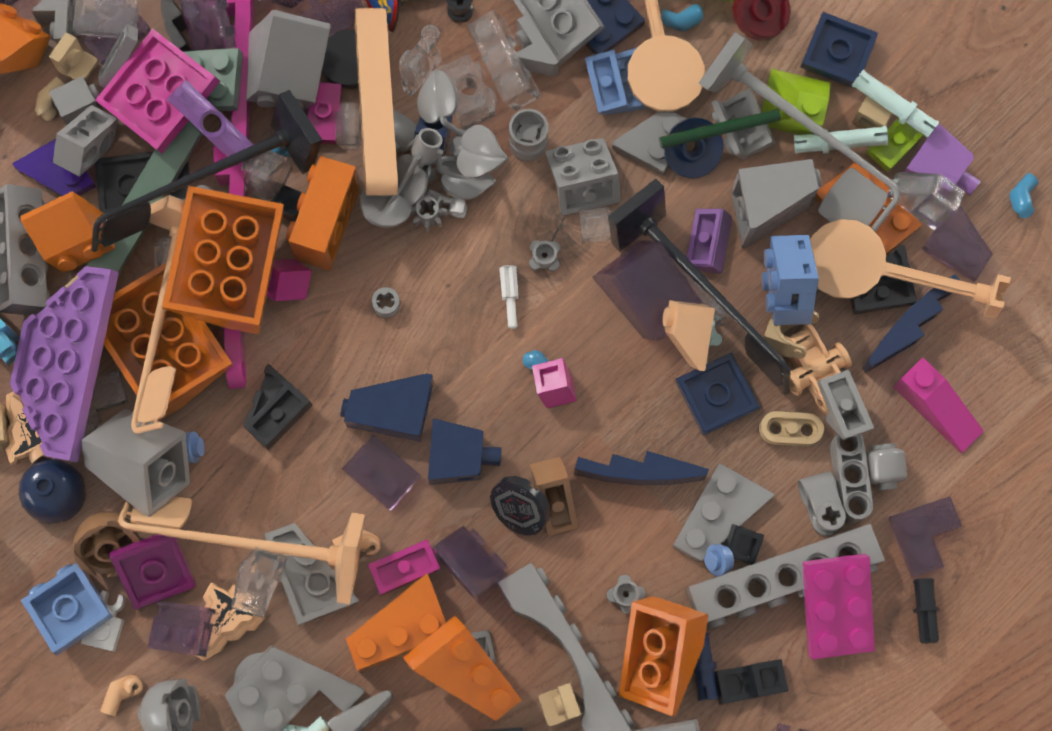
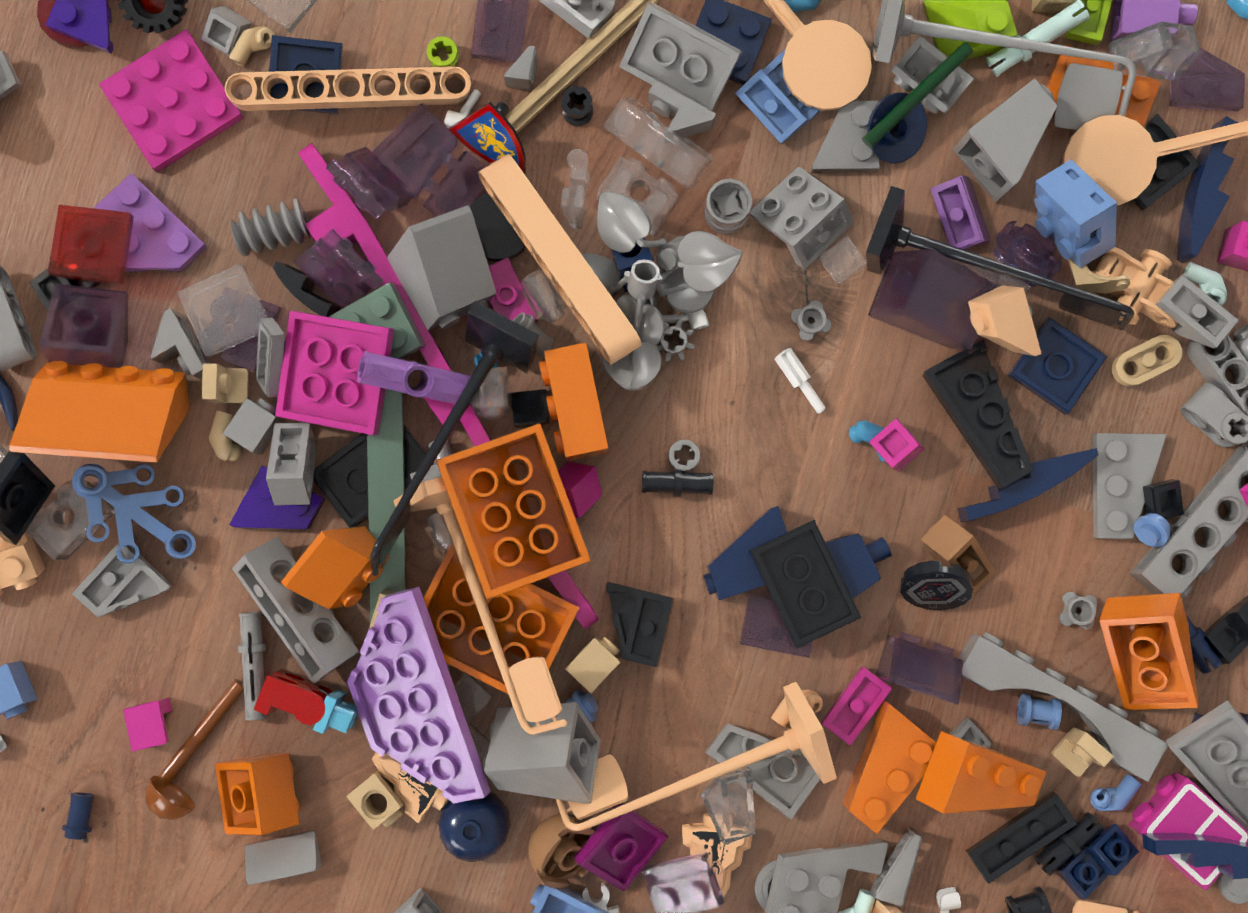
camera: 25 degrees left, 10 degrees up
(220, 418) = (594, 663): none -> tan brick
(326, 148) = (545, 342): none -> light grey pin
(367, 319) = (677, 482): none -> black pin
(416, 444) = (805, 584): none -> black tile
(546, 655) = (1039, 712): none -> medium blue bush
(634, 389) = (975, 404): none -> black wing
(741, 290) = (1026, 250): none -> clear purple plate
(877, 397) = (1208, 281): none -> light aqua arm

